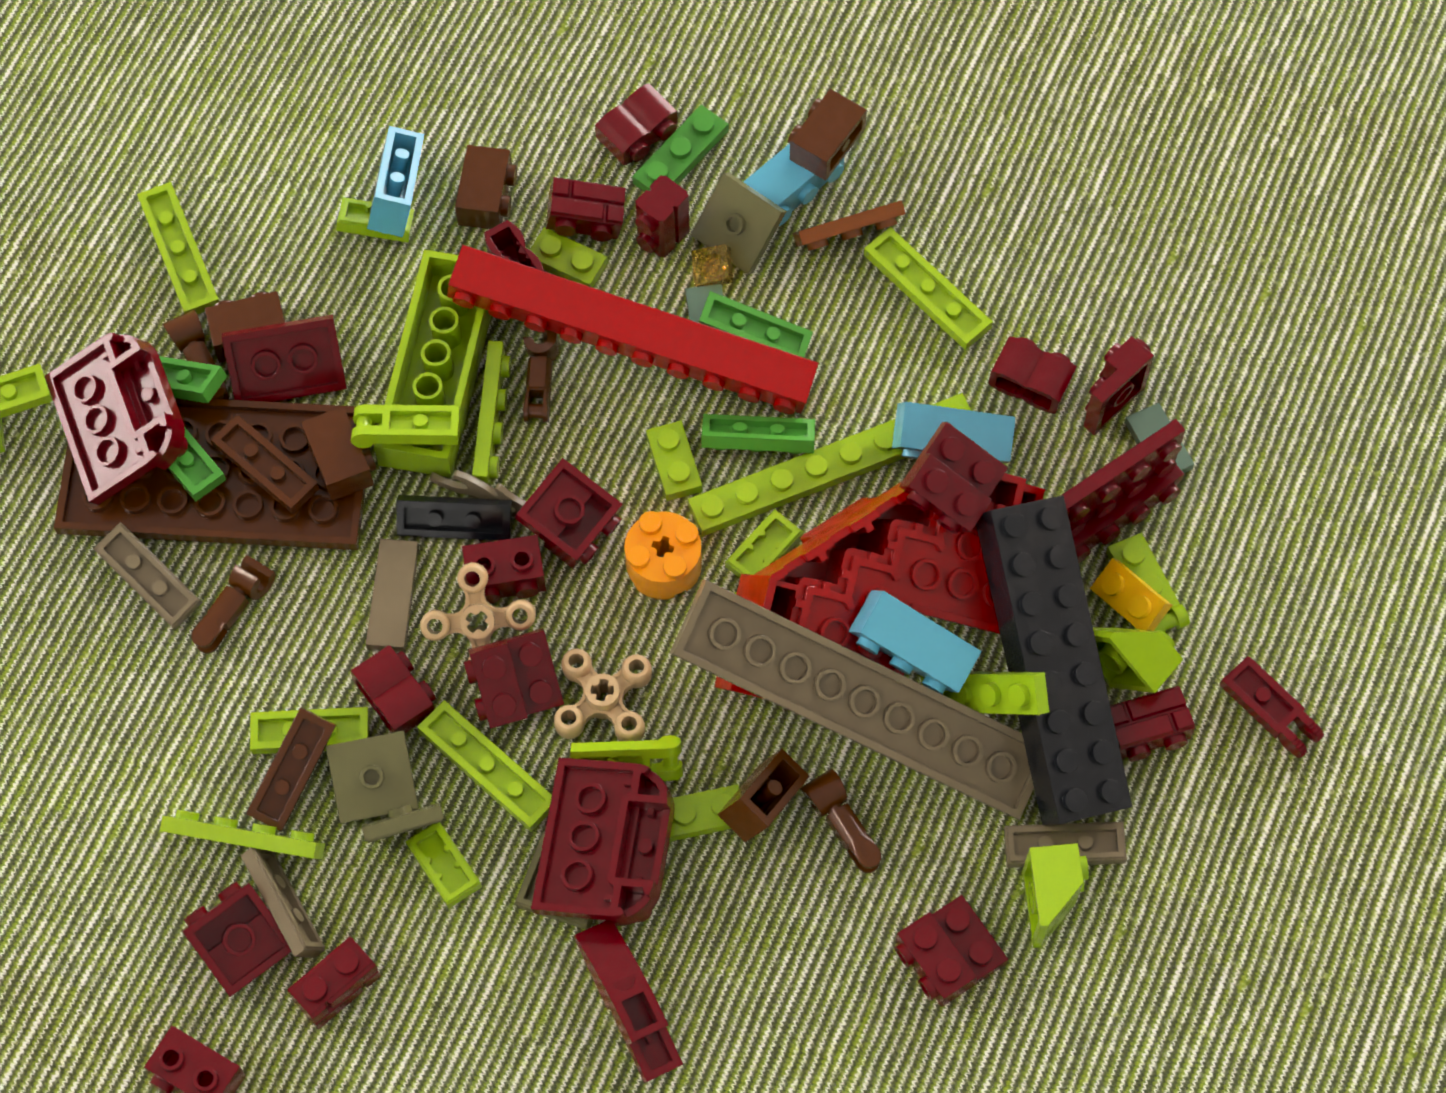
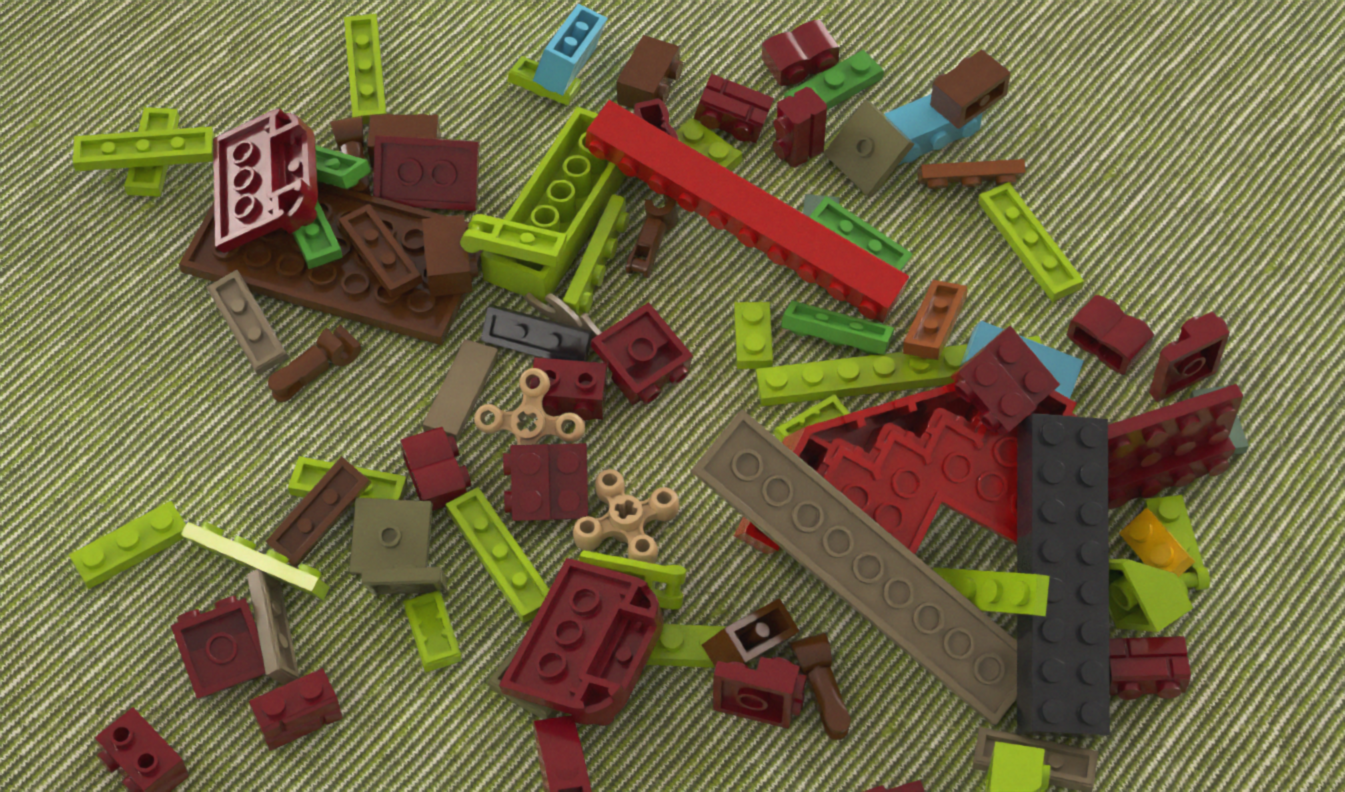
camera: 15 degrees right, 10 degrees down
(104, 850) = (128, 545): none -> lime plate
(668, 535) = (712, 401): light orange brick -> none
(712, 265) = (835, 179): clear yellow plate -> none
(798, 849) = (762, 695): none -> dark red plate
(855, 402) = (935, 320): none -> dark orange plate
(913, 642) = (930, 524): medium azure brick -> none
(1270, 705) = (1273, 680): dark red hinge -> none

